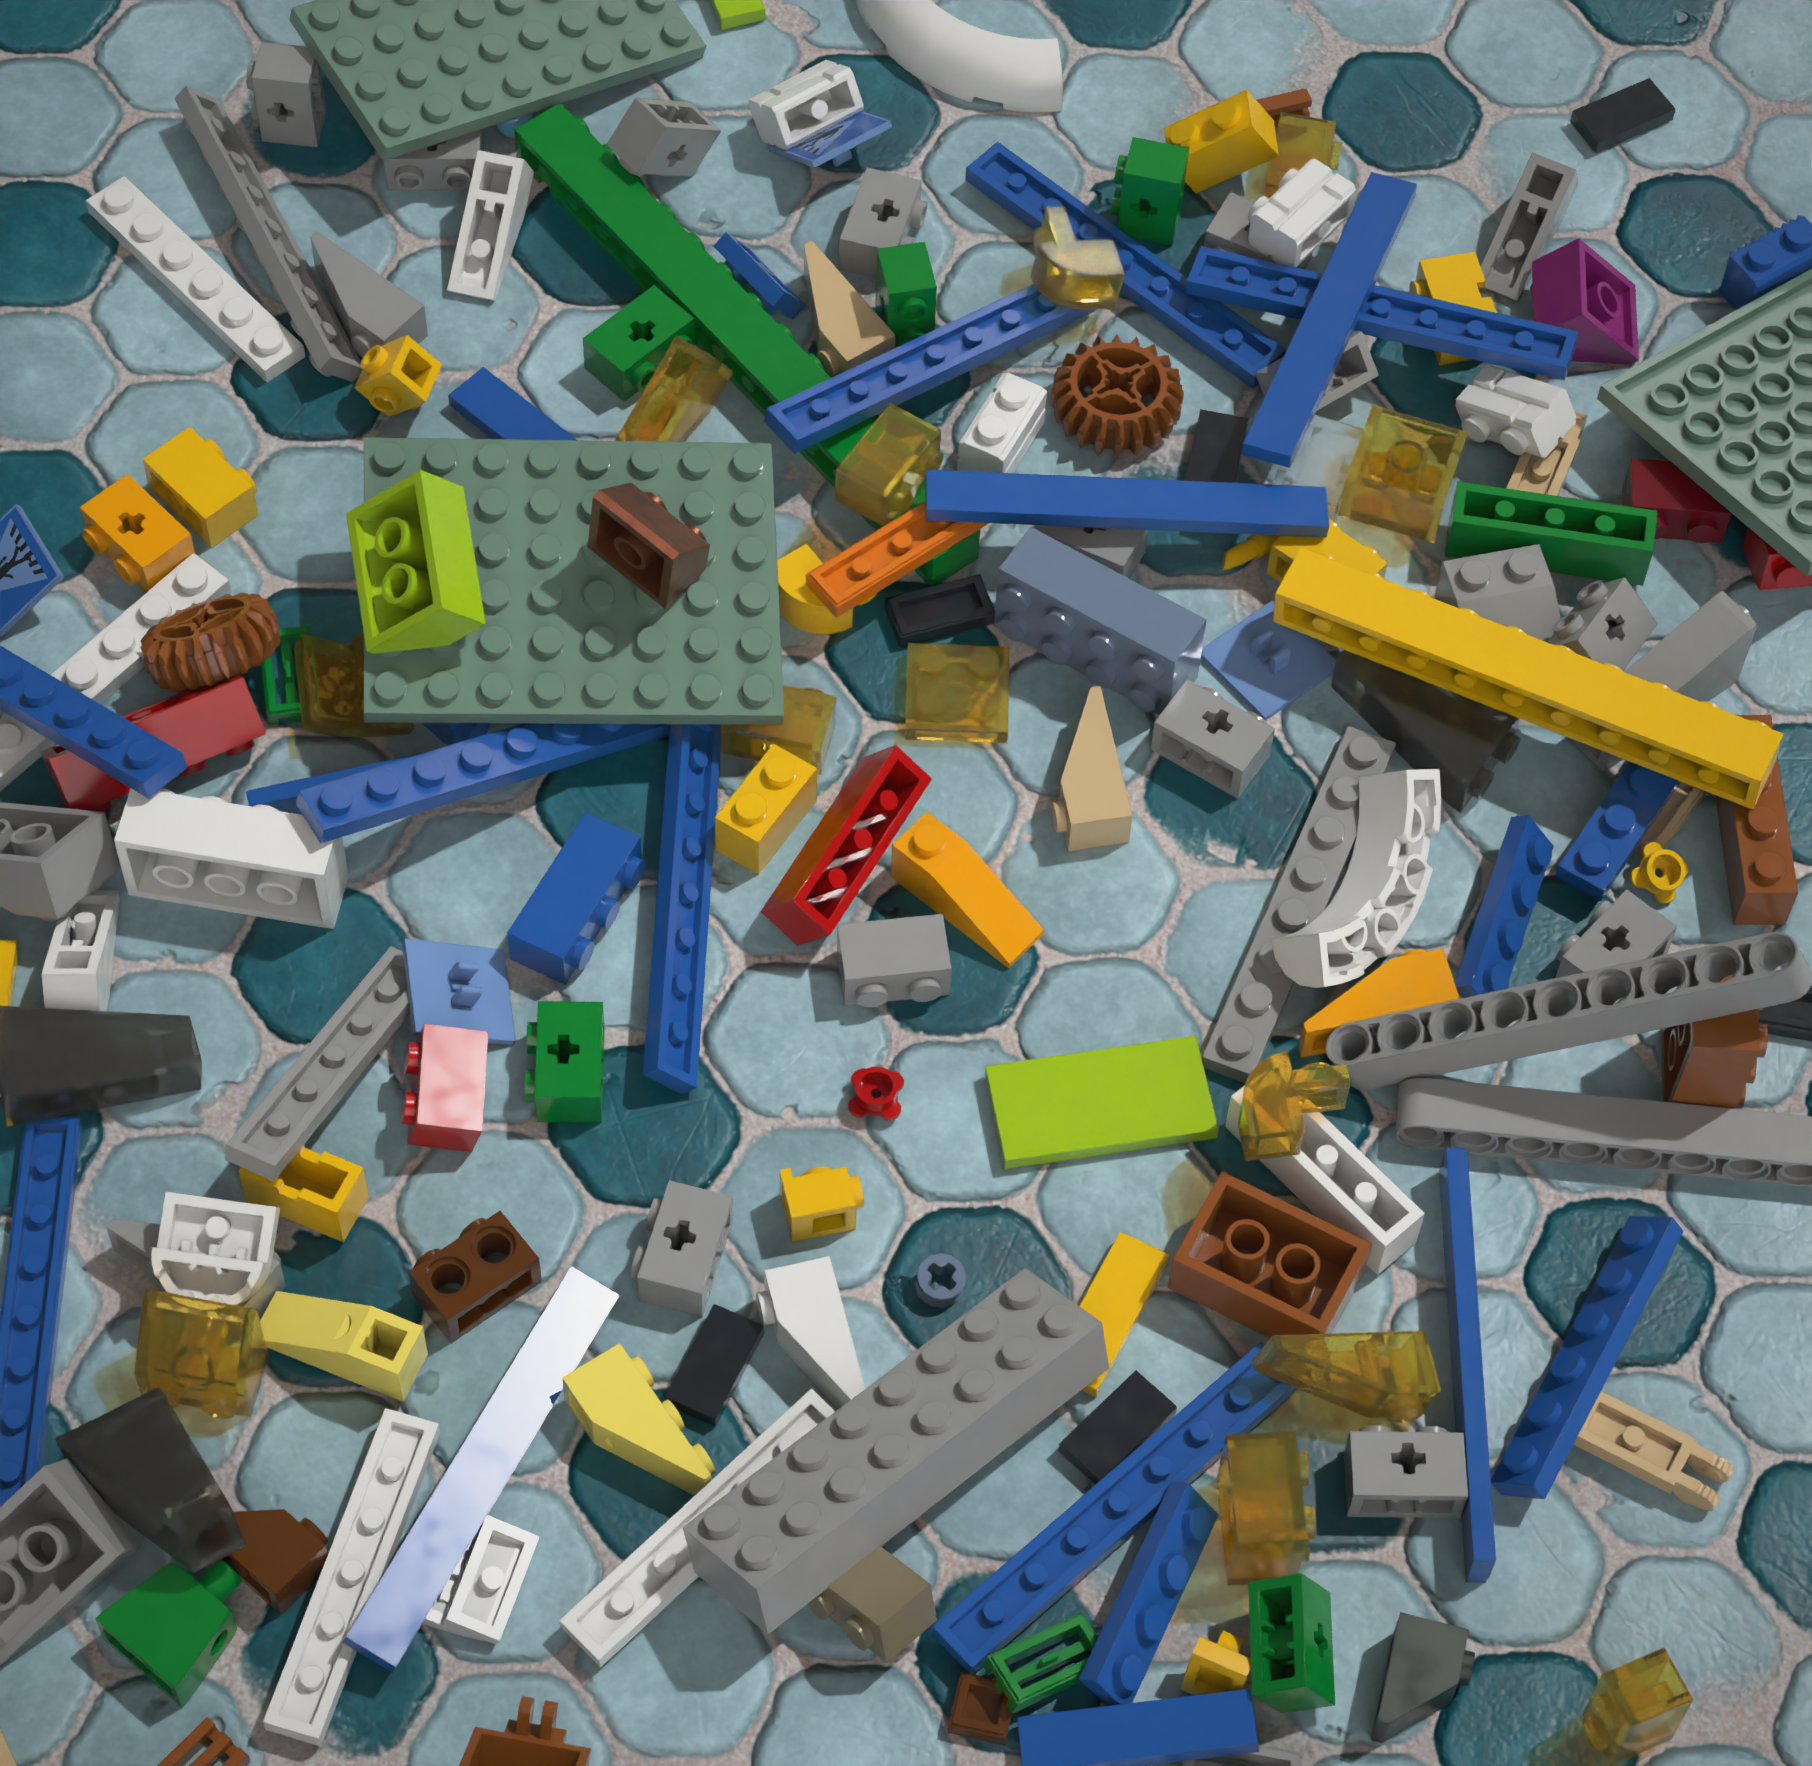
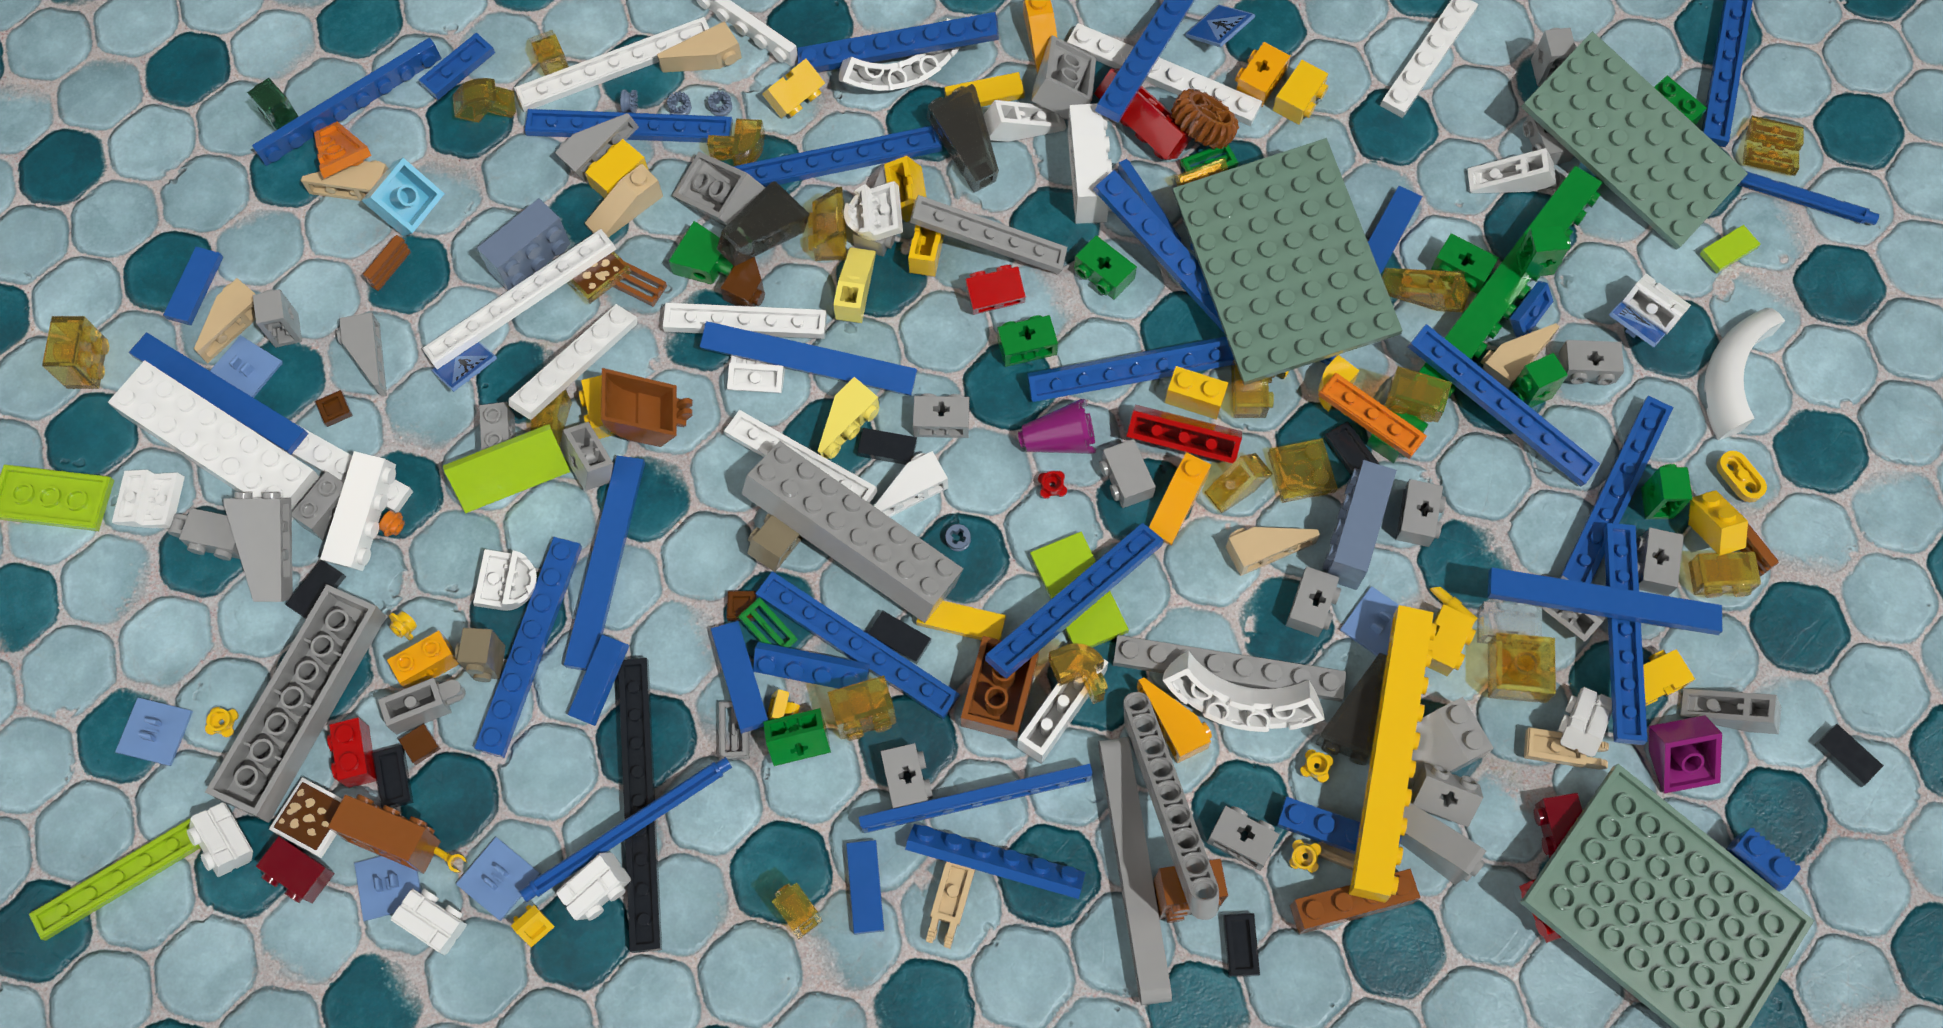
camera: 80 degrees right, 10 degrees up
(139, 1188) = (910, 181): none -> yellow brick
(269, 234) = (1466, 76): light grey plate -> none
(365, 301) = (1436, 132): light grey slope -> none
(397, 376) = (1402, 162): yellow brick -> none
(415, 565) = (1254, 181): lime slope -> none
(458, 892) = (1104, 268): none -> green brick
(459, 988) = (1051, 282): medium blue piece -> none
(484, 1284) = (898, 333): reddish brown brick -> none
(576, 899) = (1118, 320): blue brick -> none
(646, 542) = (1308, 280): copper slope -> none
(663, 138) = (1599, 244): light grey brick -> none
(683, 207) = (1542, 251): none -> green brick
(782, 1042) = (1060, 431): none -> magenta cone
(820, 1201) = (982, 470): yellow brick -> none
(960, 787) = (1238, 482): none -> clear yellow slope
(1003, 427) = (1473, 453): white brick -> none
(1073, 271) = (1590, 462): clear yellow brick -> none
(1115, 410) = (1506, 492): dark orange gear -> none
(1126, 503) = (1437, 521): blue tile -> none
(1138, 96) = (1743, 475): none -> yellow plate
(1138, 1096) = (1073, 600): none -> blue plate
(1216, 447) = (1512, 562): black tile -> none
(1300, 213) = (1676, 572): white brick -> none
(1358, 1371) = (952, 748): clear yellow slope -> none
(1420, 1673) = (799, 803): pearl dark grey slope -> none
(1501, 802) = (1324, 761): none -> yellow plate
(1505, 909) = (1249, 774): blue plate -> none
(1573, 533) = (1510, 757): green brick -> none
(1595, 1594) = (865, 887): none -> blue tile

